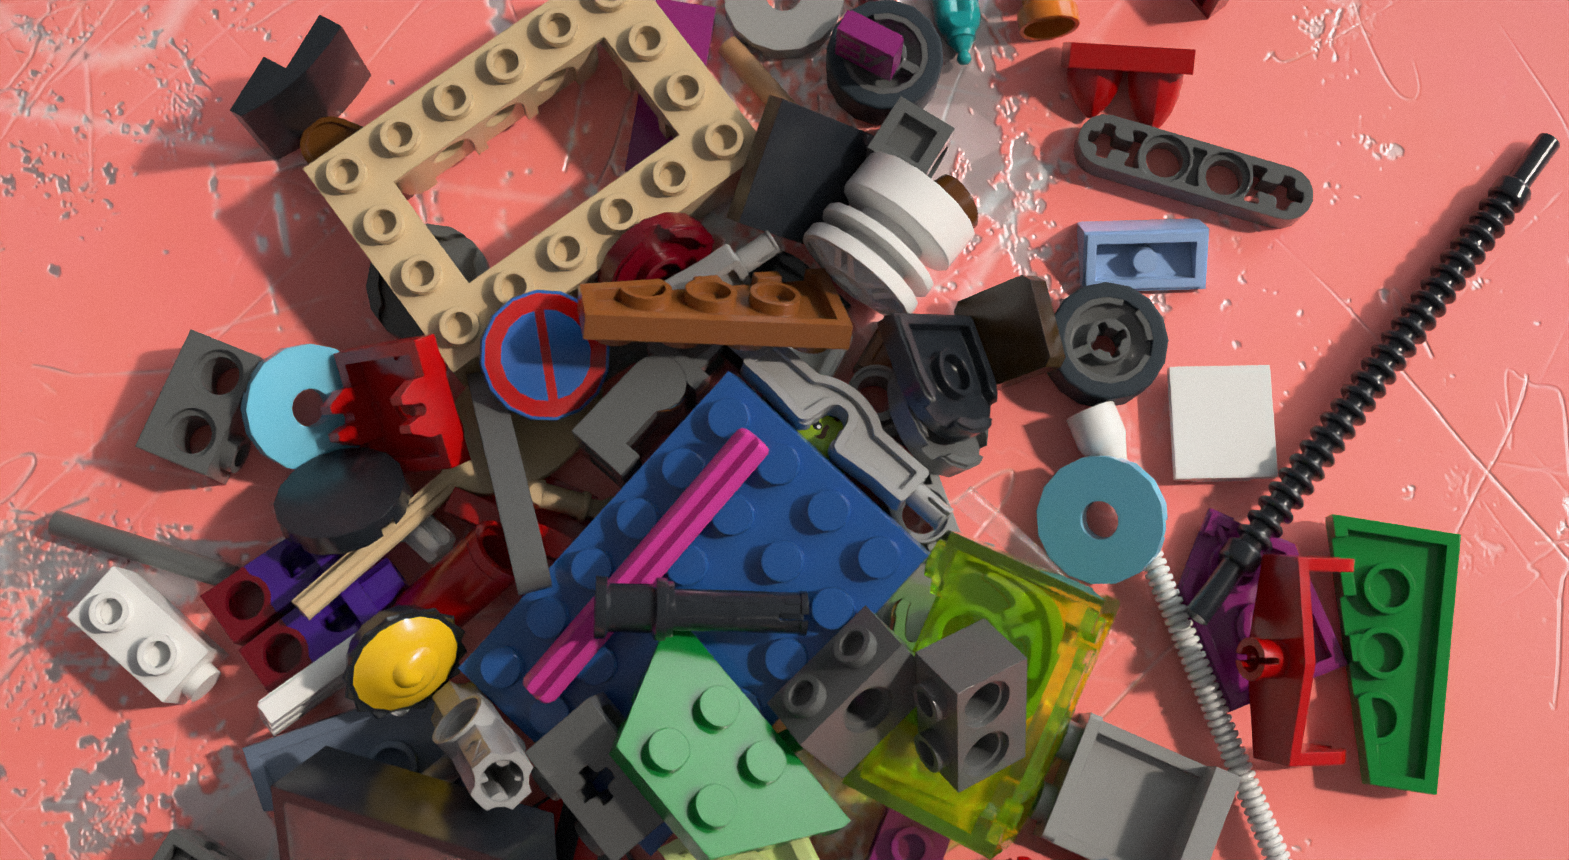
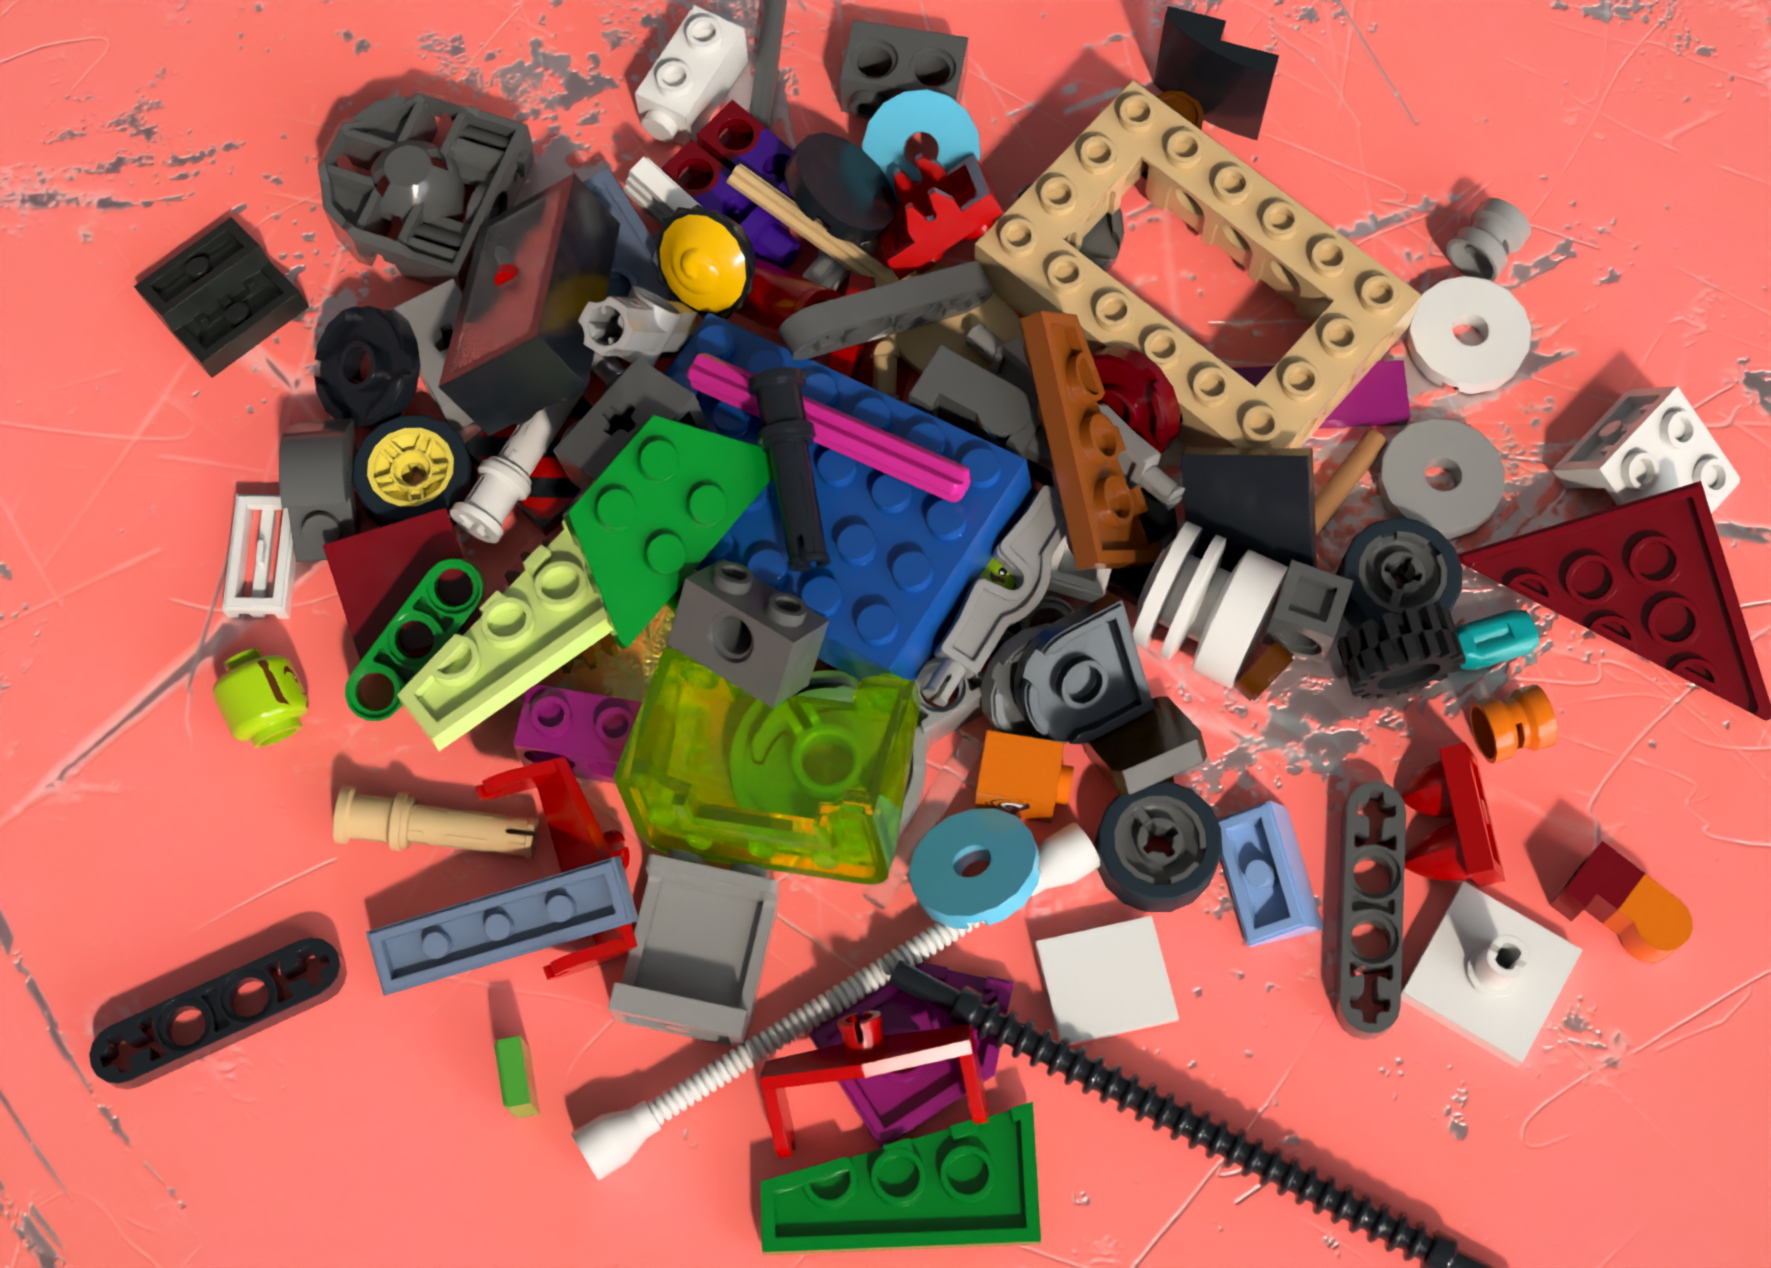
camera: 80 degrees right, 10 degrees down
(538, 357) = (989, 305): piece -> none
(869, 44) = (1400, 544): magenta tile -> none
(969, 75) = (1401, 652): none -> black tyre
(970, 704) = (755, 734): dark grey brick -> none
(1016, 455) = (1023, 776): none -> orange brick
(1266, 84) = (1490, 974): none -> white tile

